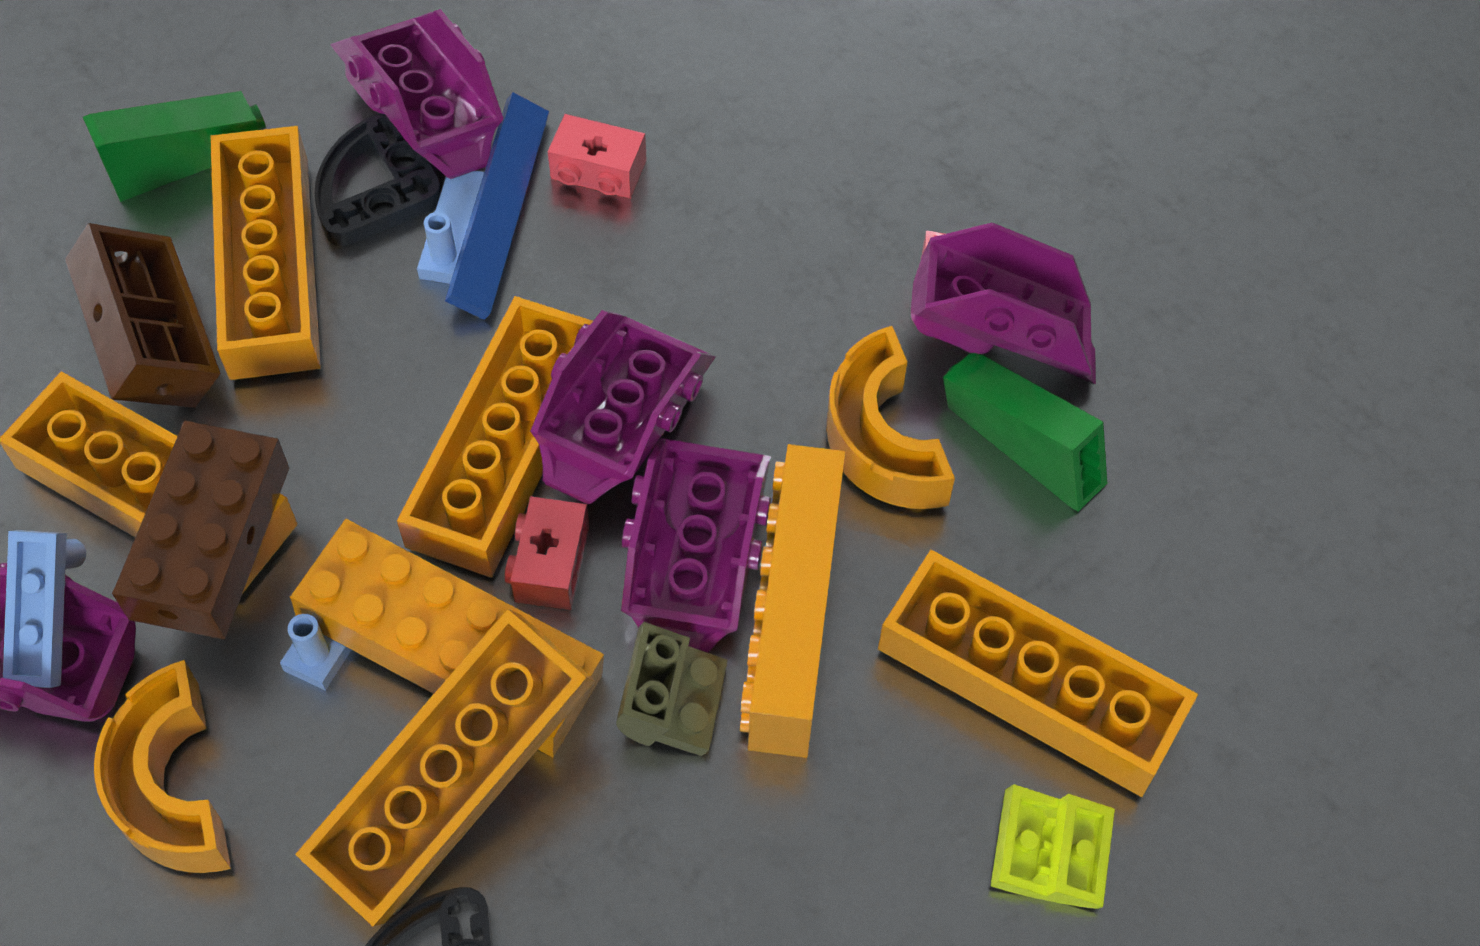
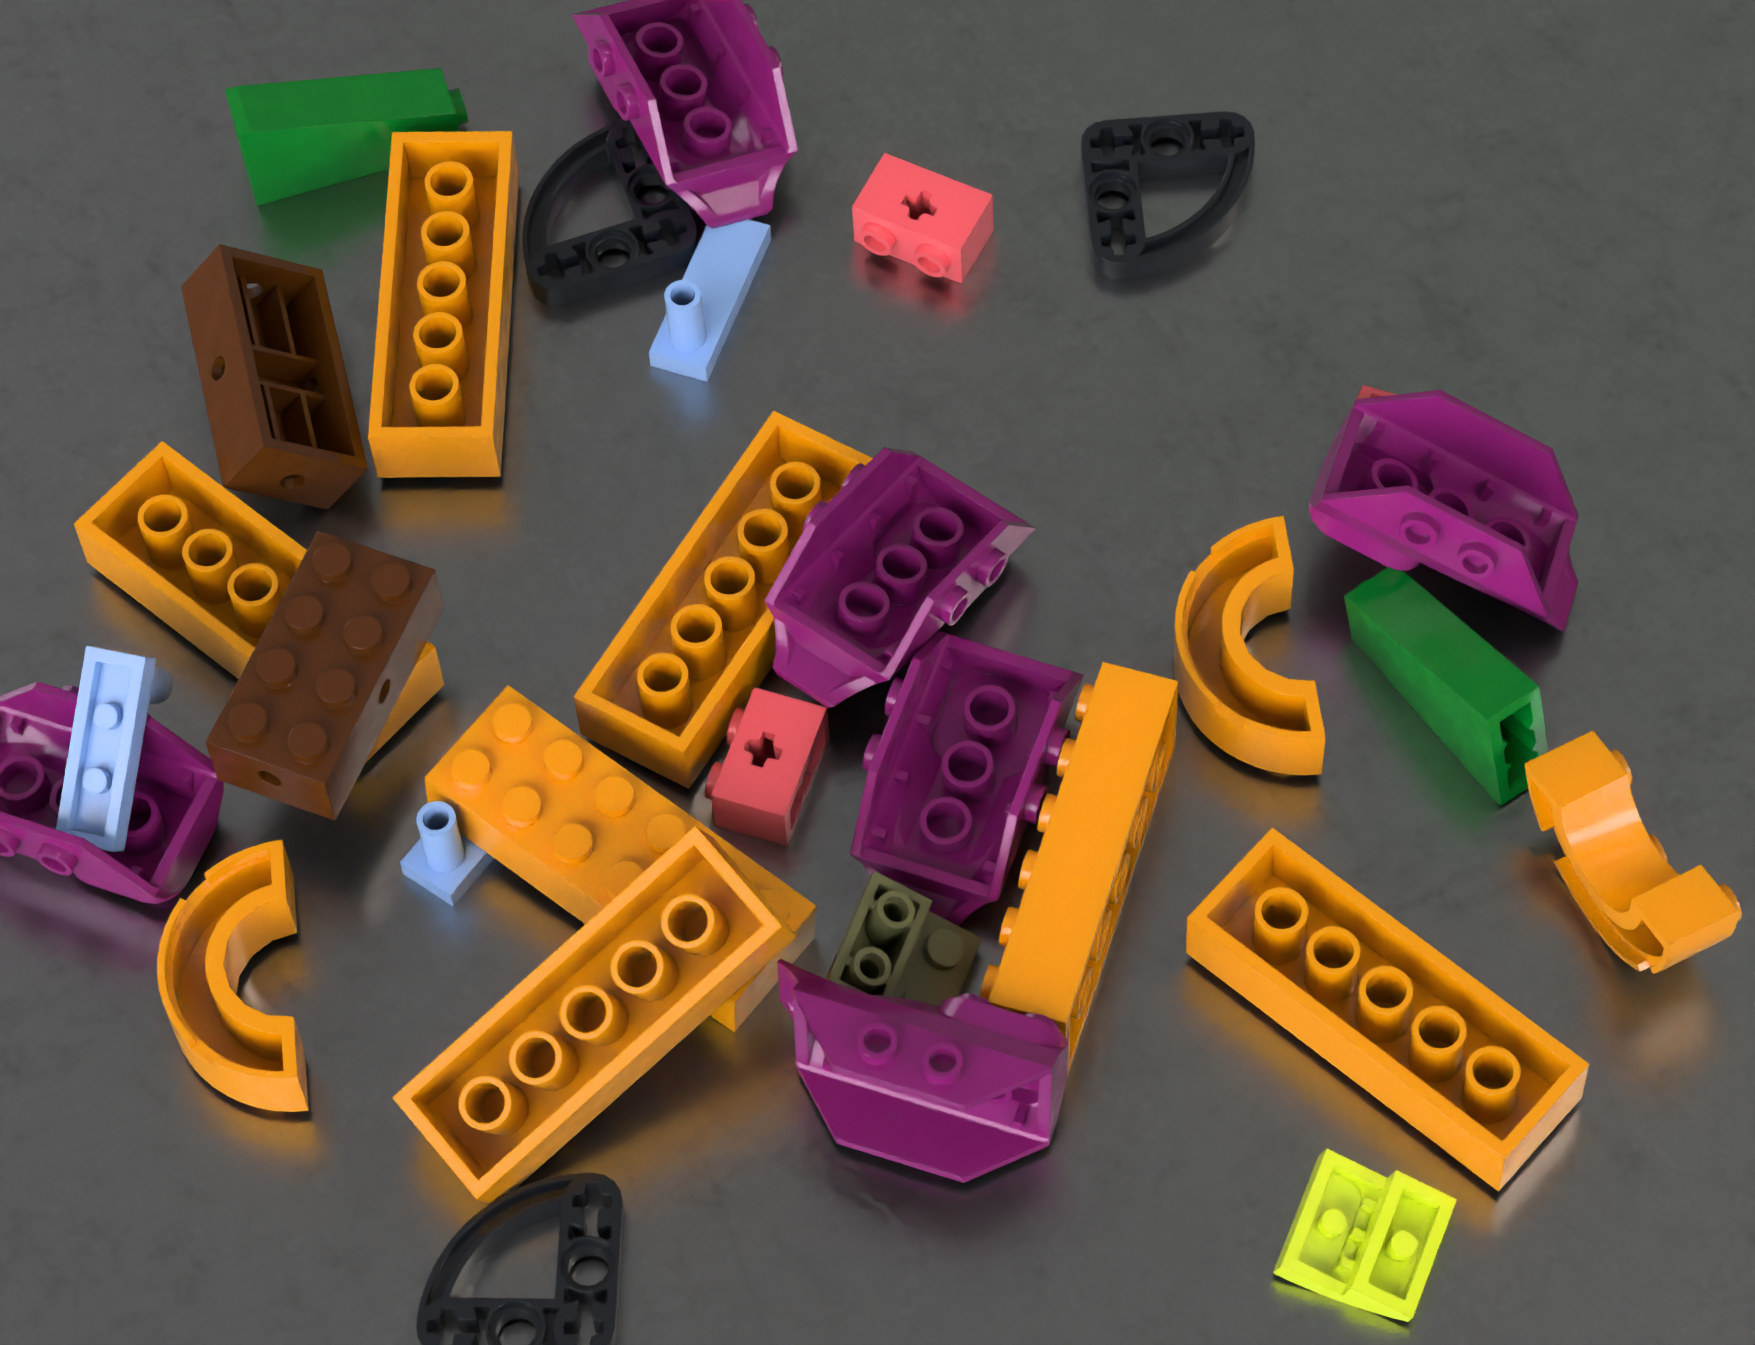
camera: 15 degrees right, 0 degrees up
(497, 207) = (773, 274): blue tile -> none
(703, 778) = (923, 1081): none -> magenta slope
(731, 112) = (1122, 174): none -> black beam
(1178, 549) = (1618, 868): none -> light orange brick

